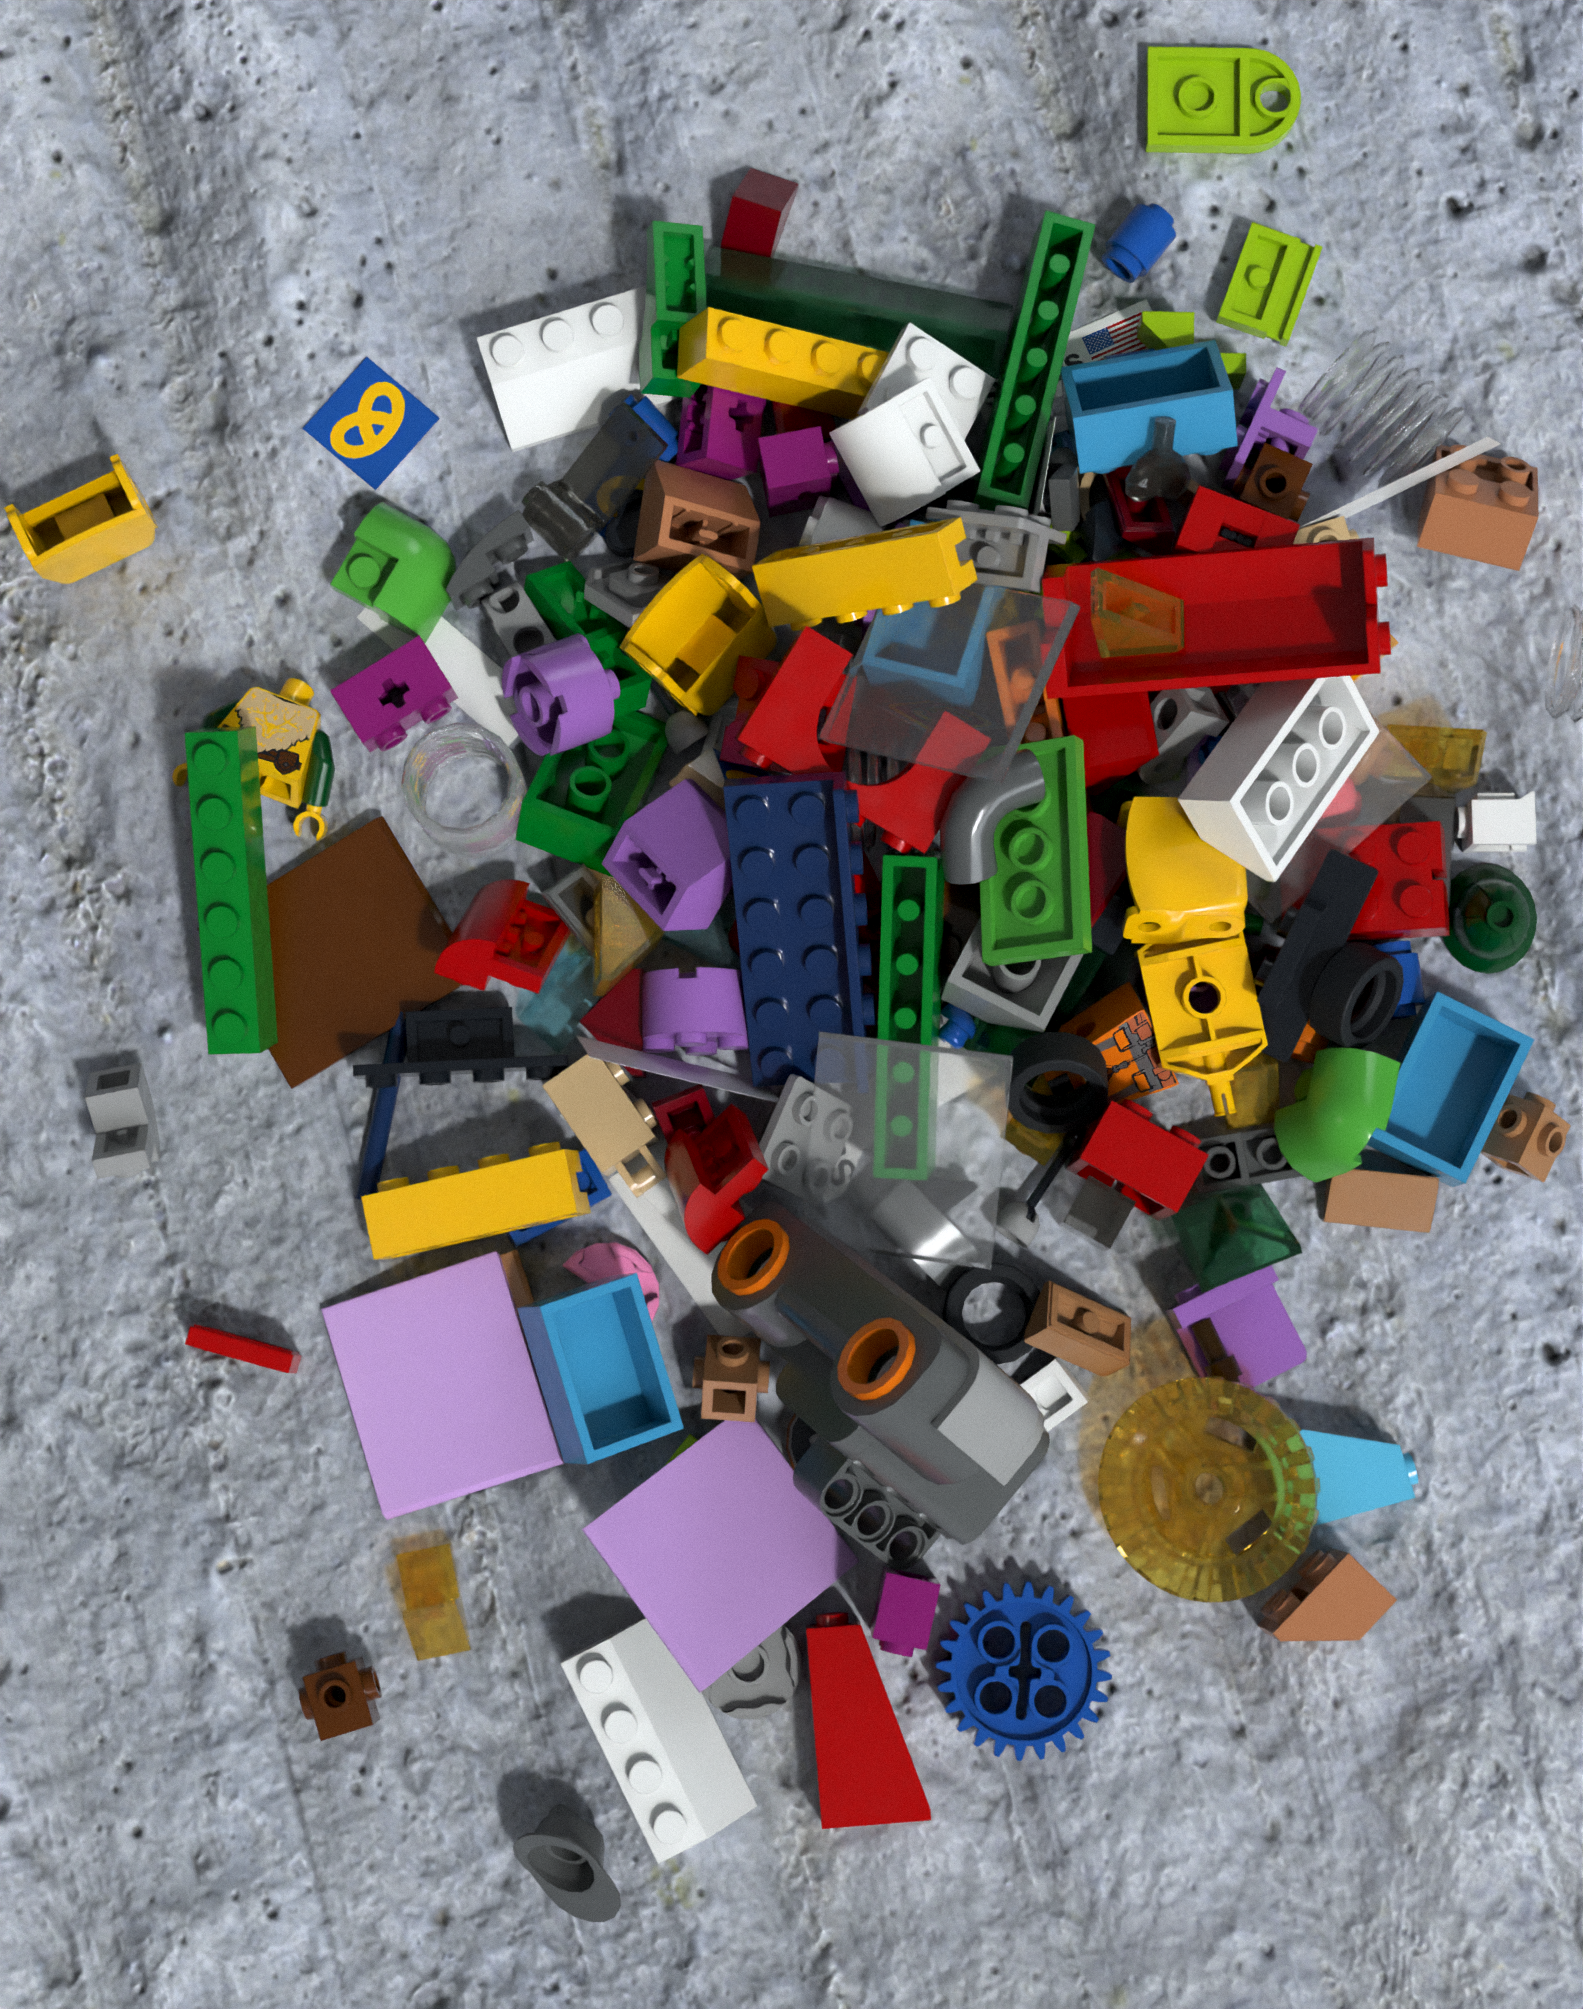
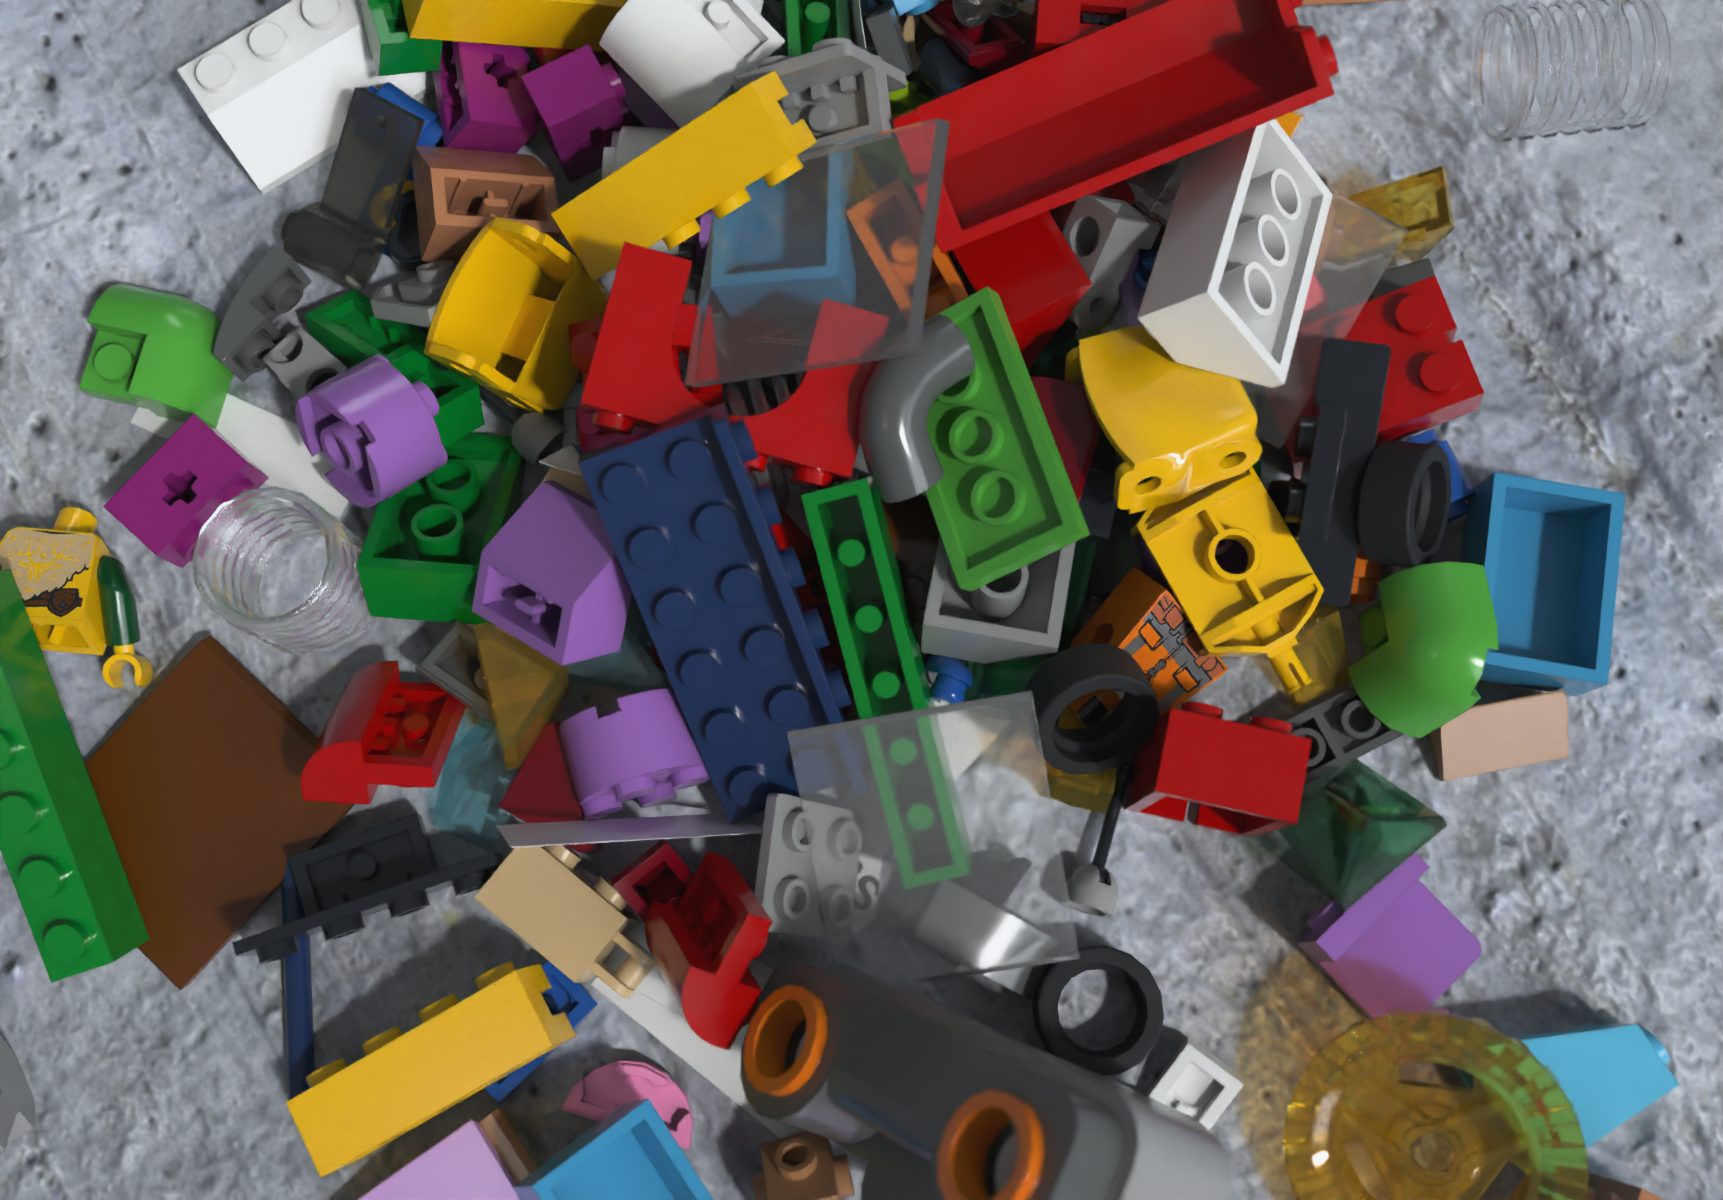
camera: 15 degrees left, 5 degrees down
(371, 423) = (95, 208): blue sticker -> none
(1079, 1330) = (1206, 999): medium nougat slope -> none
(1097, 1214) = (1184, 852): clear smoke panel -> none
(1134, 617) = (1013, 134): clear yellow slope -> none
(1213, 1349) = (1387, 990): dark brown bar -> none
(1489, 919) = (1519, 385): dark green hat -> none
(1496, 823) = (1485, 273): white window -> none
(1526, 1136) = (1652, 611): medium nougat brick -> none

